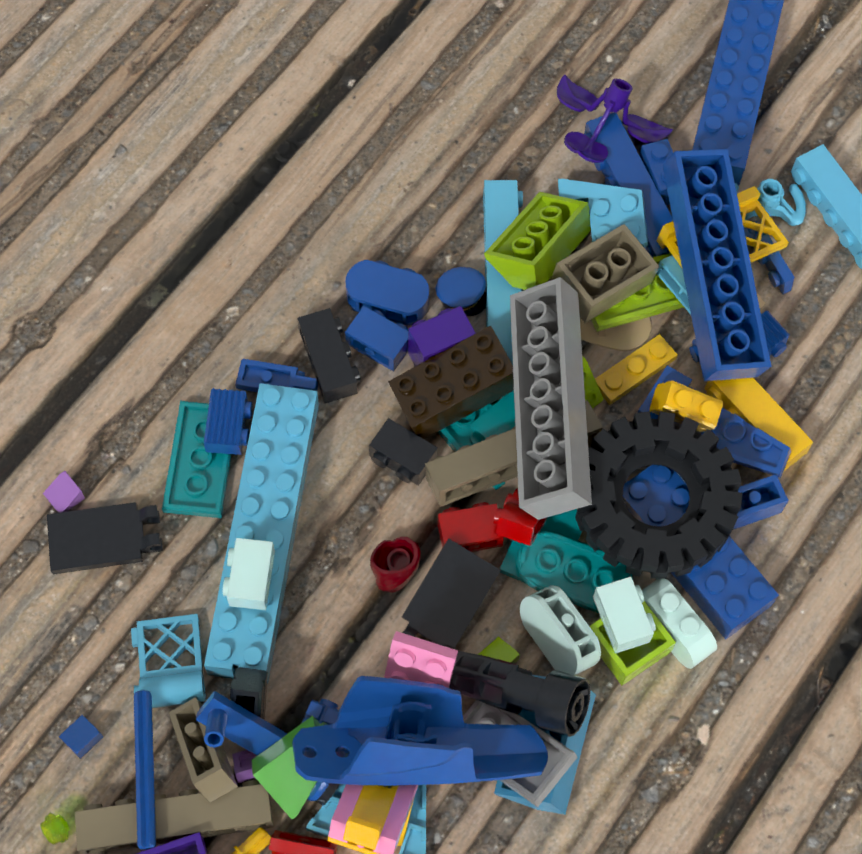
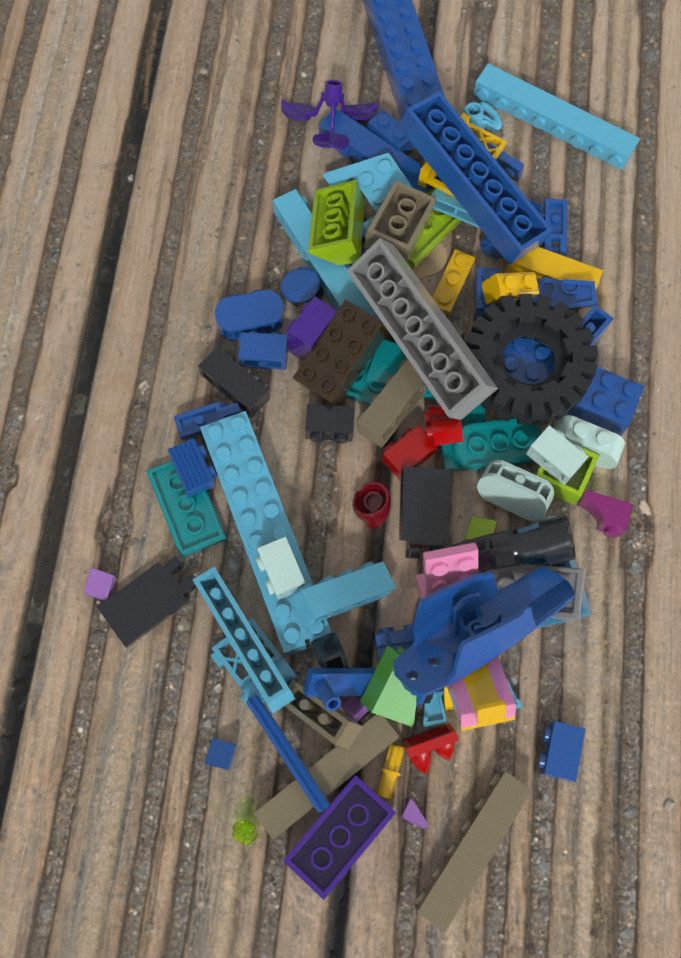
camera: 30 degrees left, 5 degrees up
(169, 628) = (244, 640): none -> medium azure brick
(303, 637) = (343, 593): none -> medium azure brick
(655, 714) = (610, 513): none -> magenta arch
(792, 366) = (556, 217): none -> blue plate

